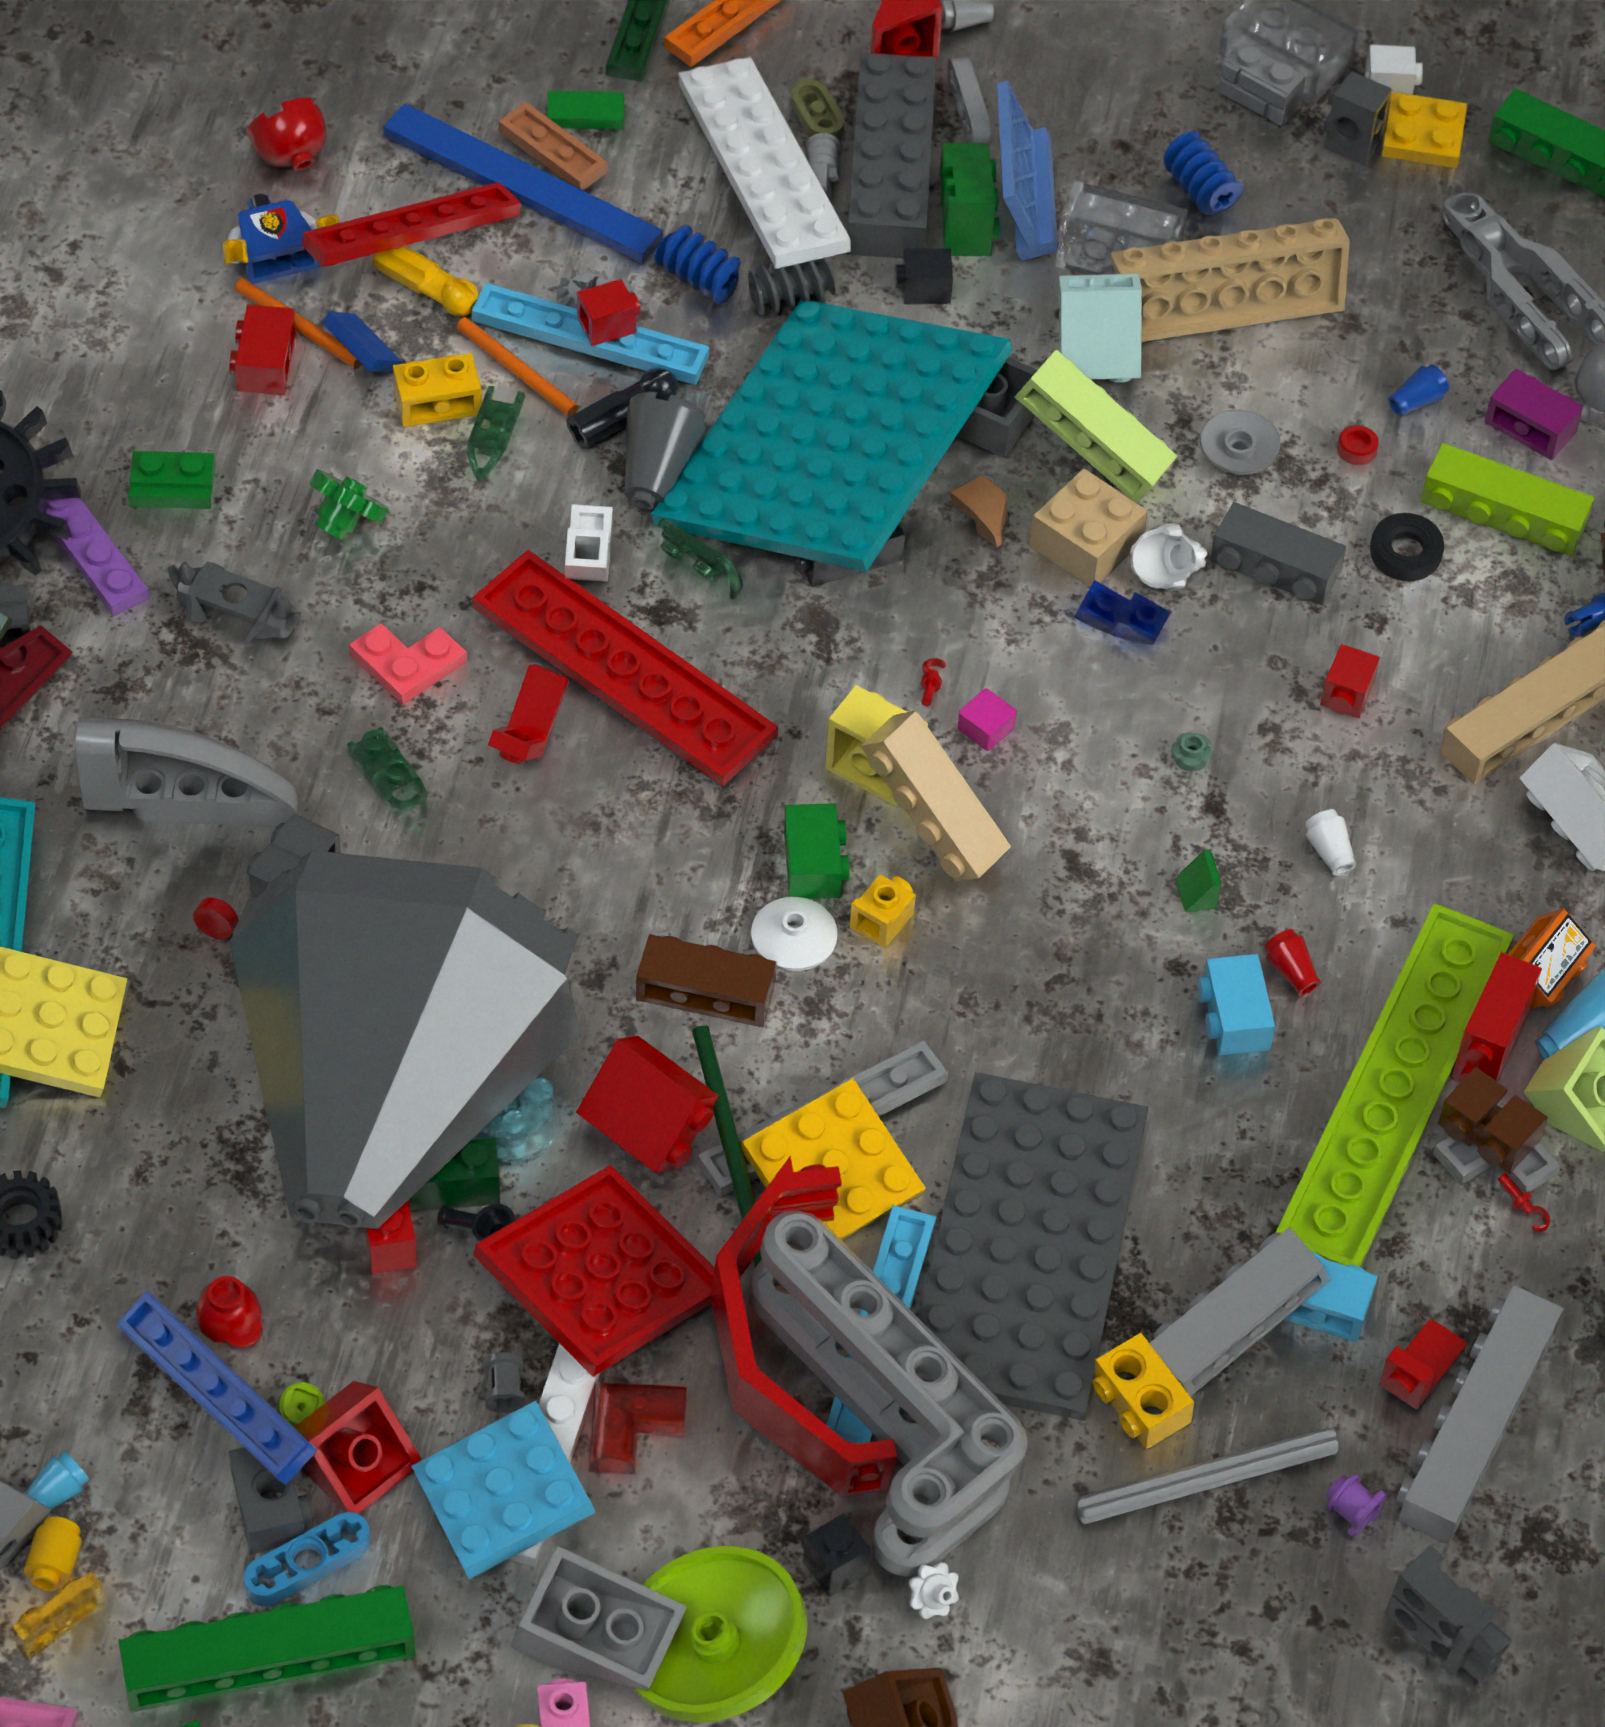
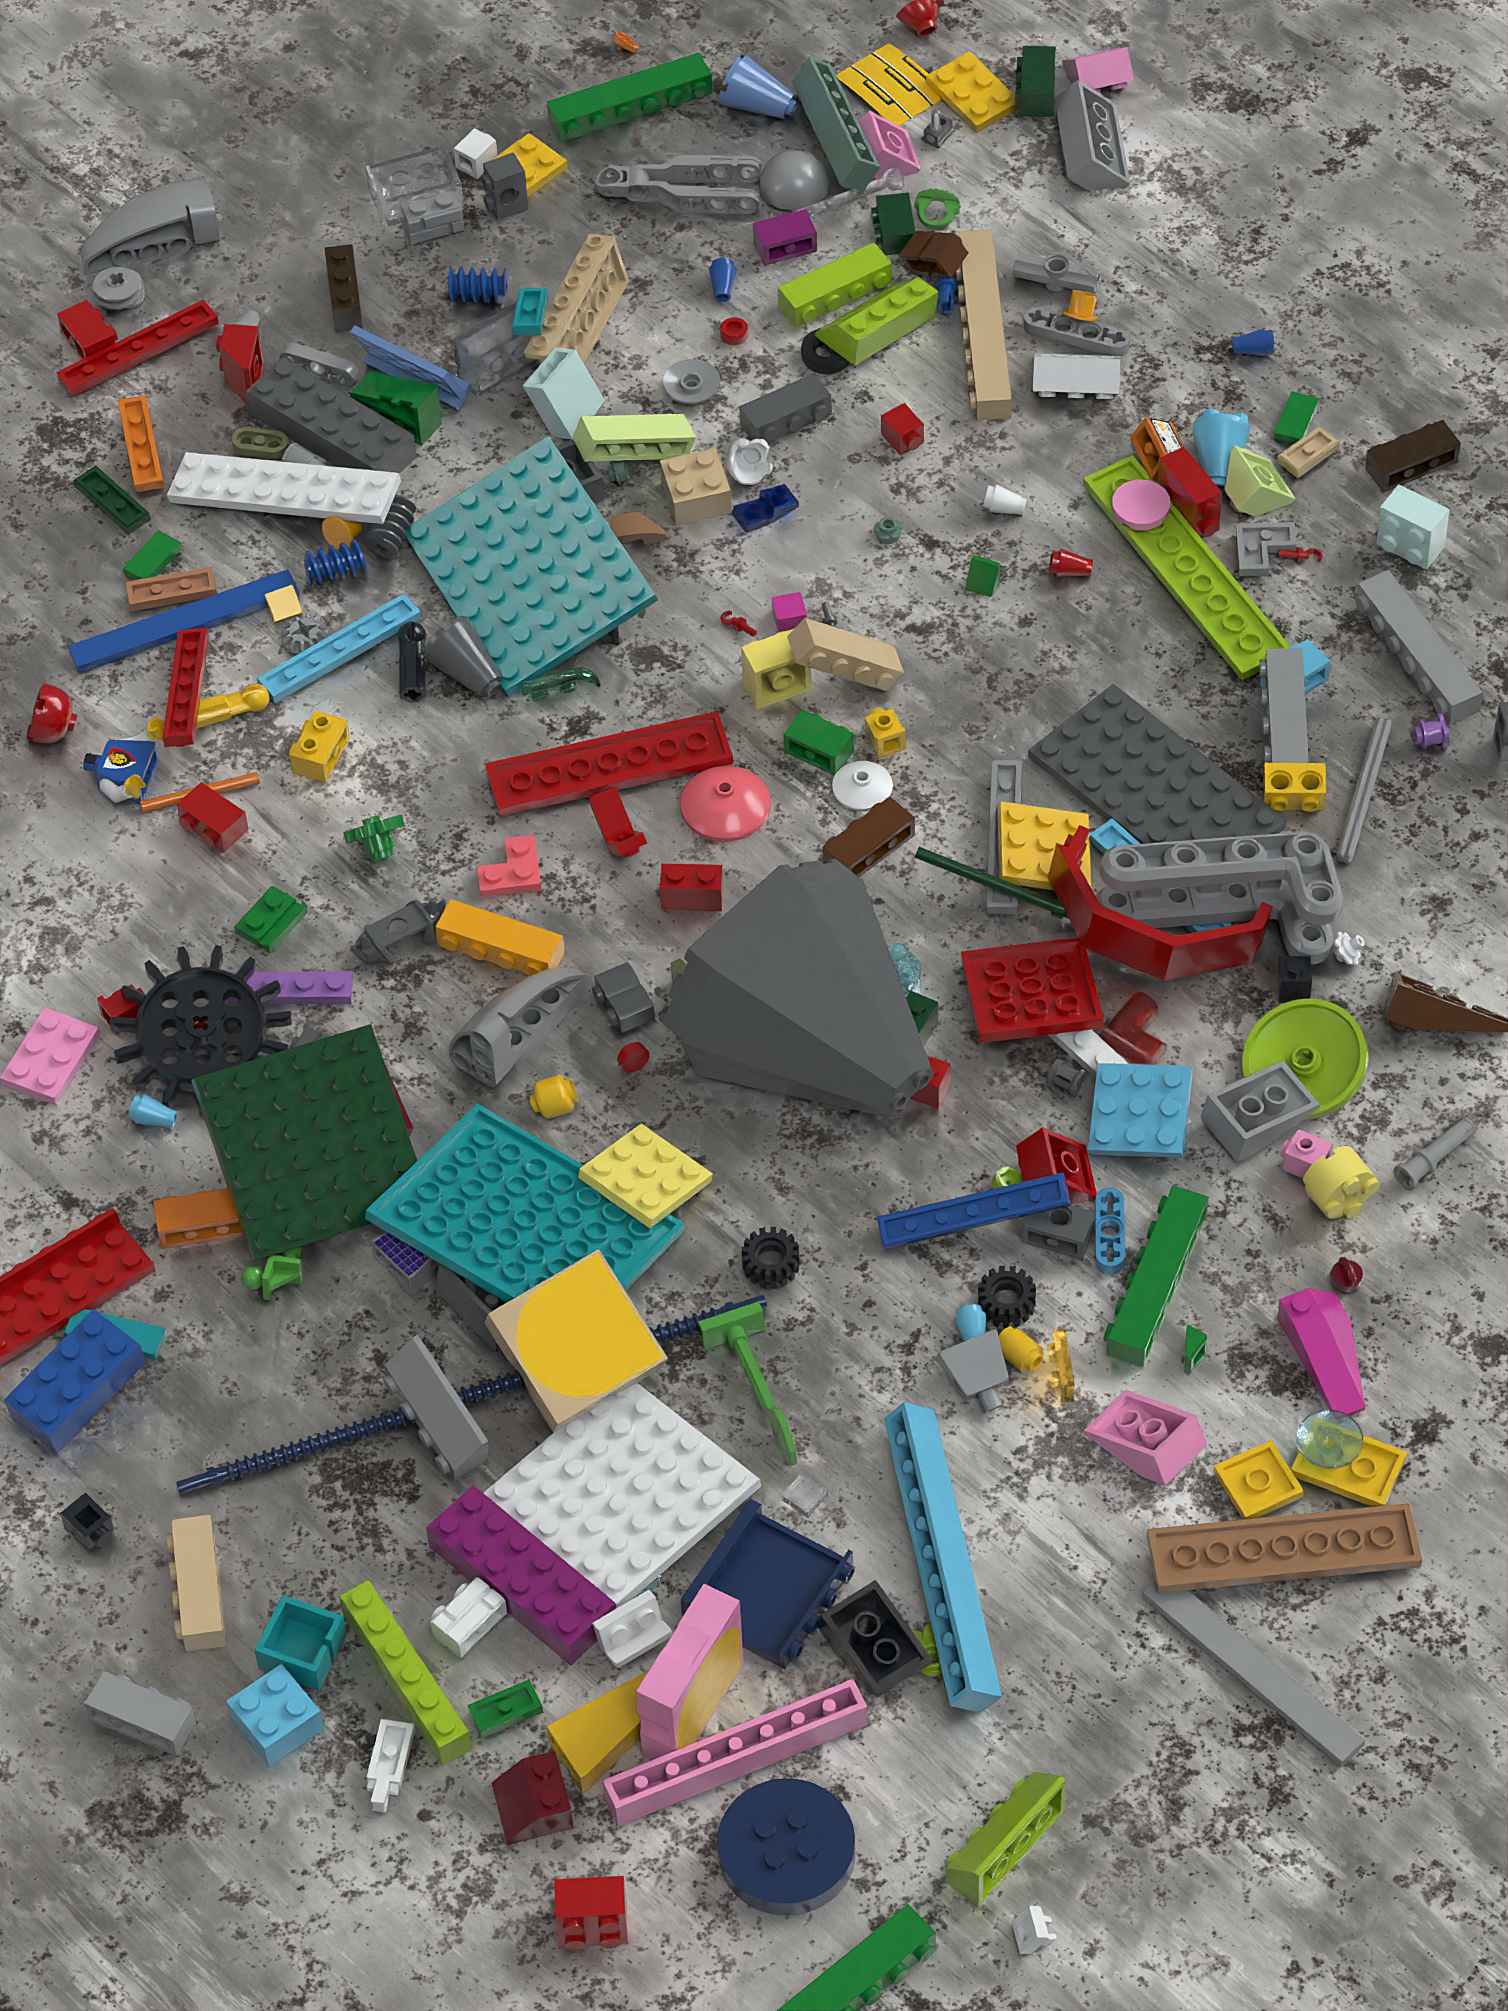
camera: 50 degrees left, 0 degrees up
(102, 872) = (554, 1096): none -> yellow head
(119, 1474) = (1007, 1281): none -> black tyre
(229, 1313) = (914, 1188): red piece -> none
(289, 700) = (498, 939): none -> light orange brick
(361, 341) = (247, 765): blue tile -> none
(396, 772) = (596, 915): clear green piece -> none
(481, 1224) = (955, 1025): black bar -> none
(491, 440) = (377, 741): clear green piece -> none
(500, 840) = (691, 887): none -> red brick
(517, 367) = (330, 699): orange bar -> none
(589, 543) = (511, 733): white brick -> none
(607, 312) = (342, 625): red brick -> none
(610, 251) = (283, 603): none -> yellow tile
(648, 1104) = (942, 907): red brick -> none
(658, 828) = (725, 814): none -> coral dish
(749, 246) = (338, 530): none -> light orange piece
(925, 276) = (439, 459): black brick -> none
(1007, 768) = (829, 619): none -> dark grey hand
(1053, 449) = (619, 471): none -> sand green plate
(1091, 62) = (343, 287): none -> dark brown brick
(1166, 222) = (530, 311): none -> teal plate
(1237, 1004) = (1079, 604): medium azure brick -> none
(1421, 1366) = (1369, 658): red bracket -> none
(1439, 983) = (1141, 504): none -> bright pink tile
(1489, 571) = (881, 320): none -> lime slope
(1500, 1133) = (1241, 538): reddish brown piece -> none

